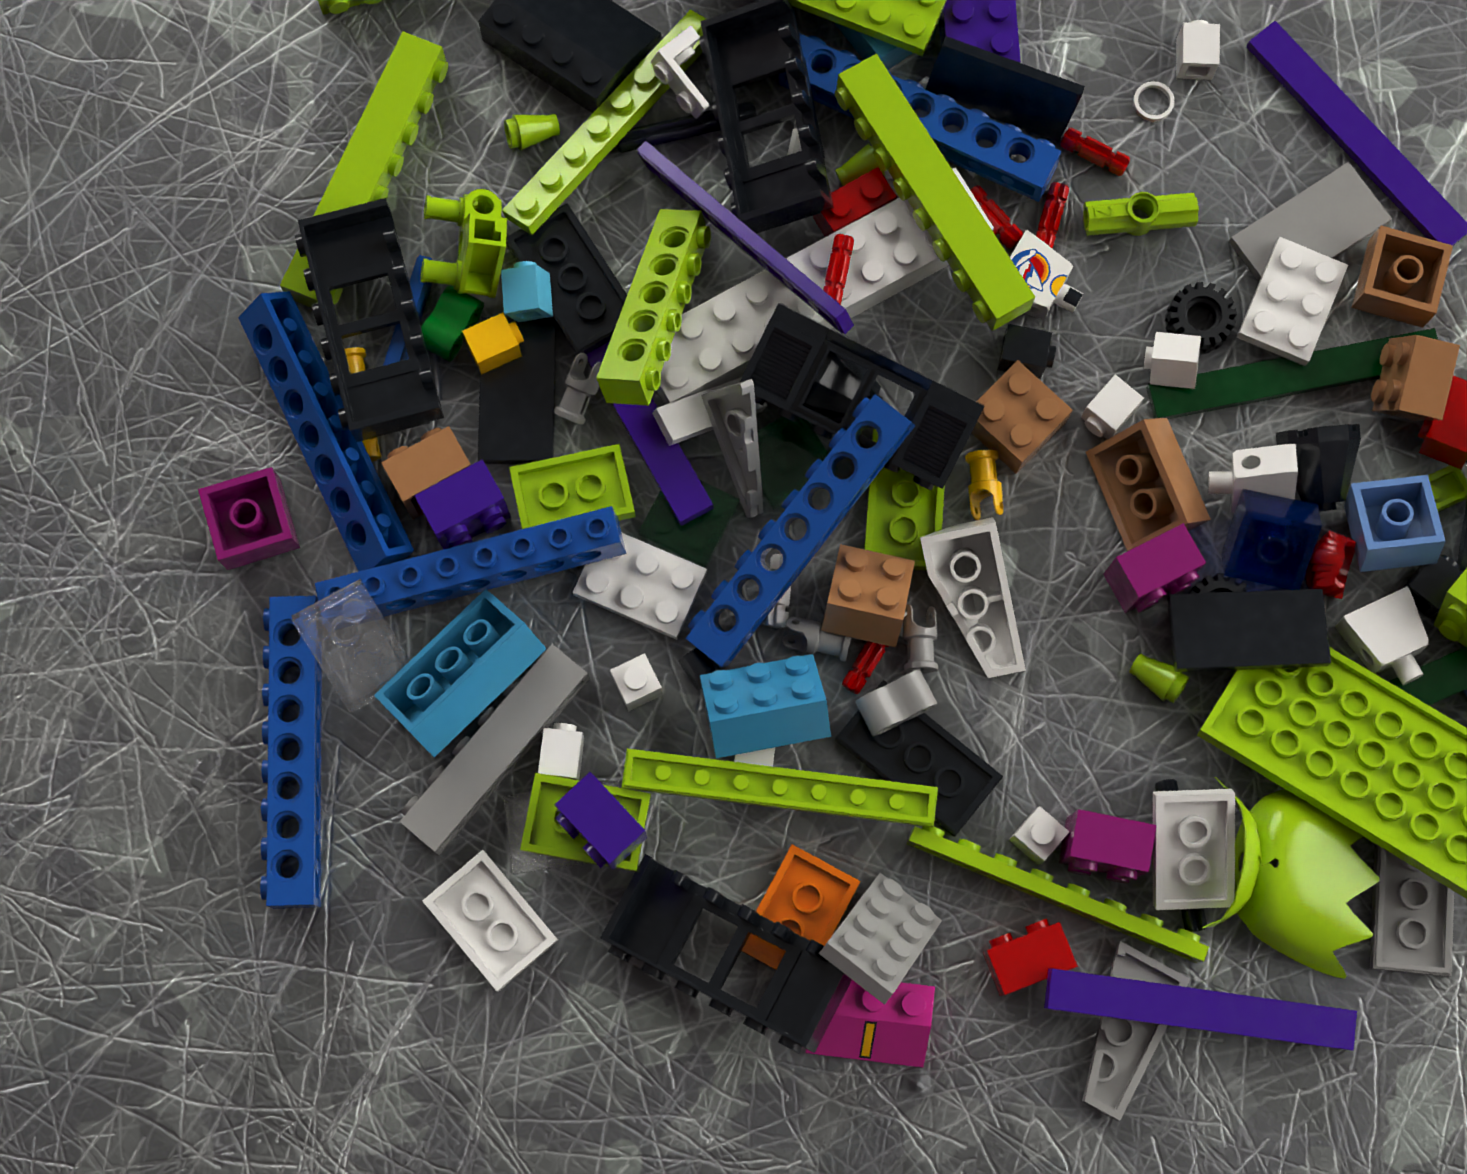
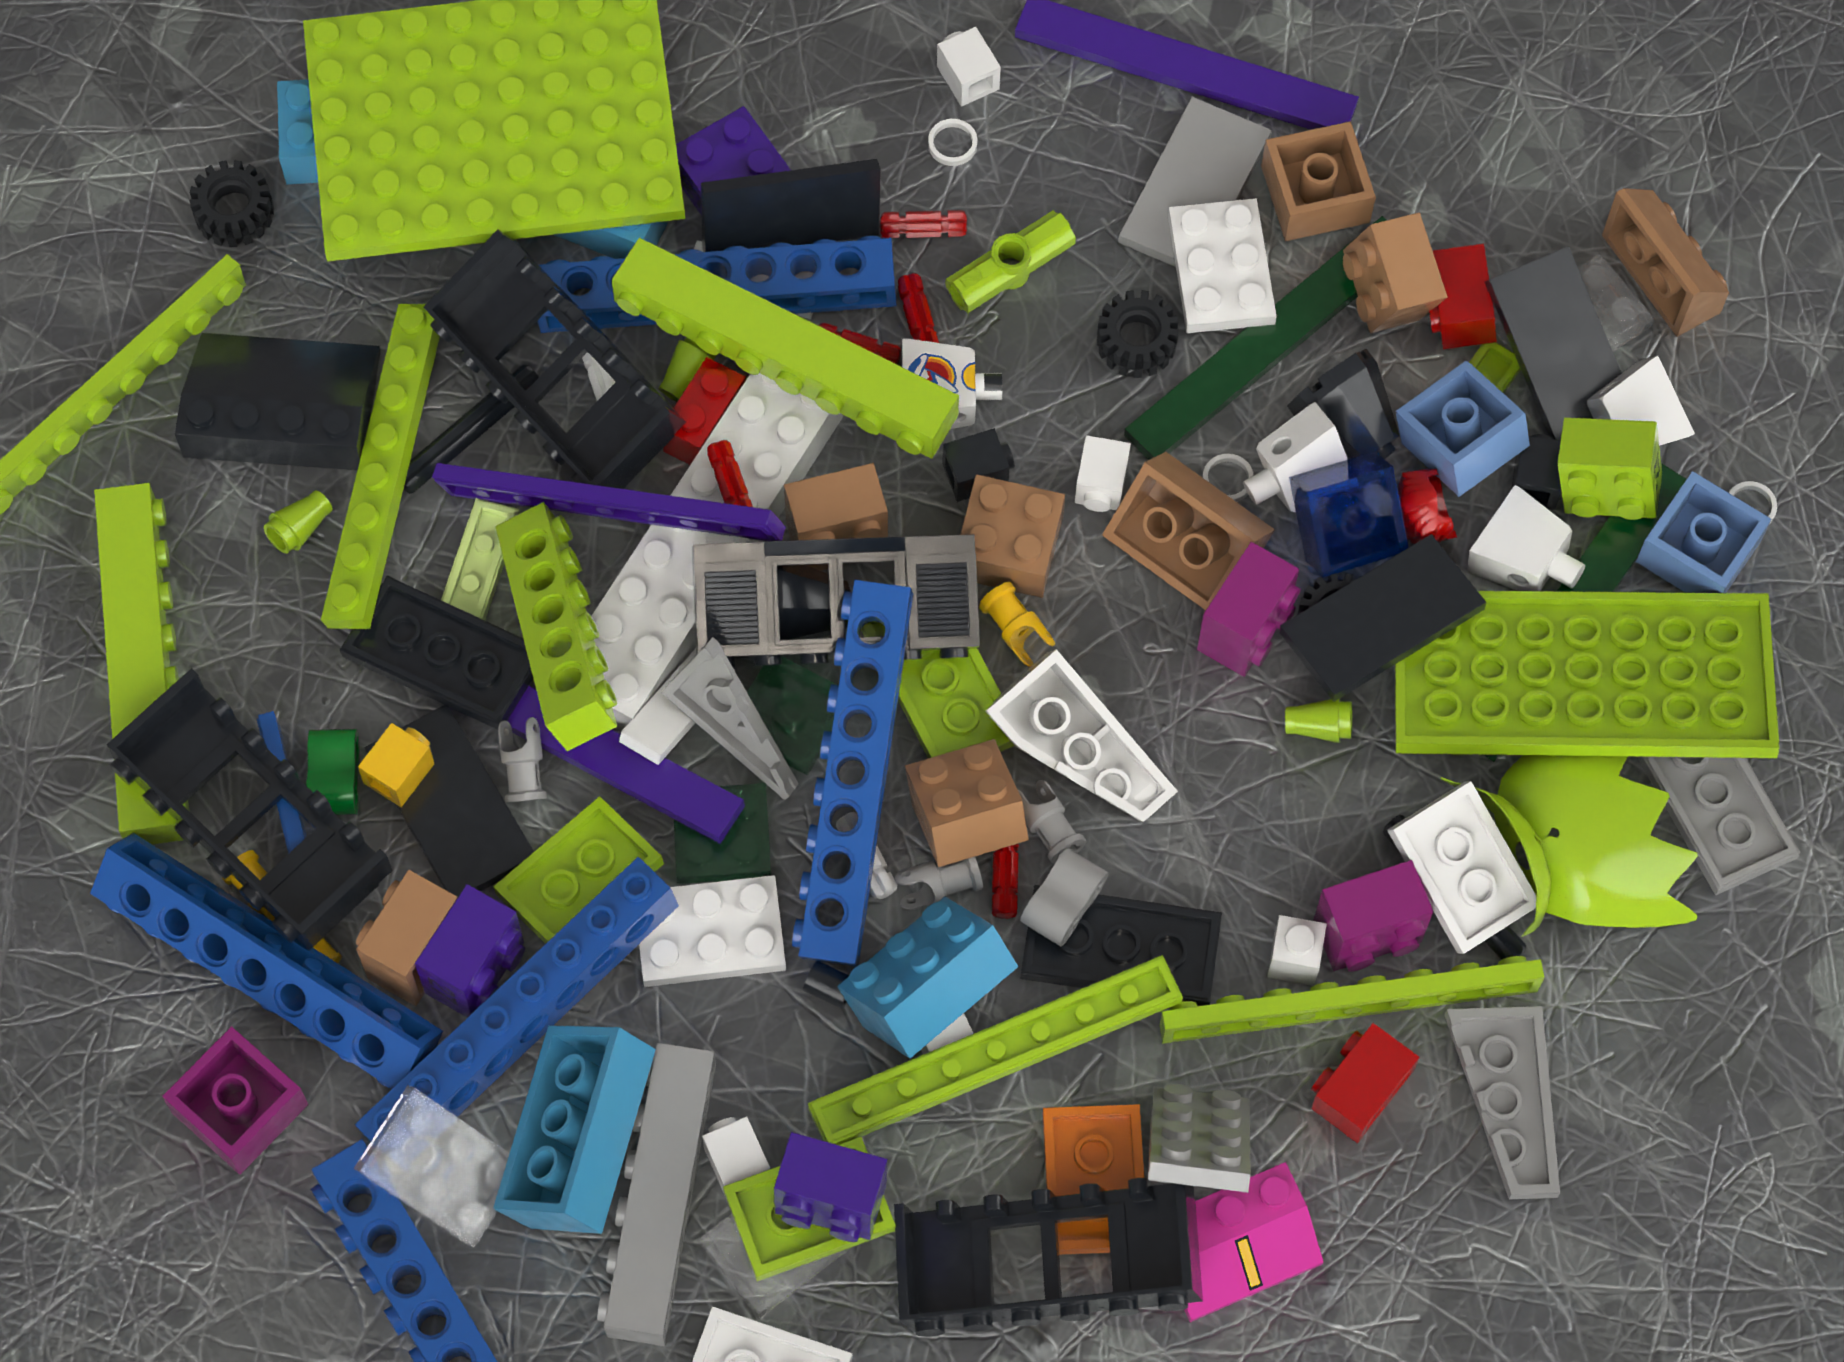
camera: 30 degrees left, 10 degrees down
(479, 243) = (320, 665): lime piece -> none
(526, 292) = (403, 688): medium azure brick -> none
(631, 232) = (478, 559): none -> yellowish green tile
(636, 682) = (772, 1034): white brick -> none
(667, 69) = (421, 376): white bracket -> none
(902, 331) = (836, 507): none -> medium nougat brick
(1173, 360) = (1137, 389): white brick -> none
(1200, 1009) = (1569, 1030): dark purple tile -> none
(1214, 448) = (1234, 459): none -> white piece

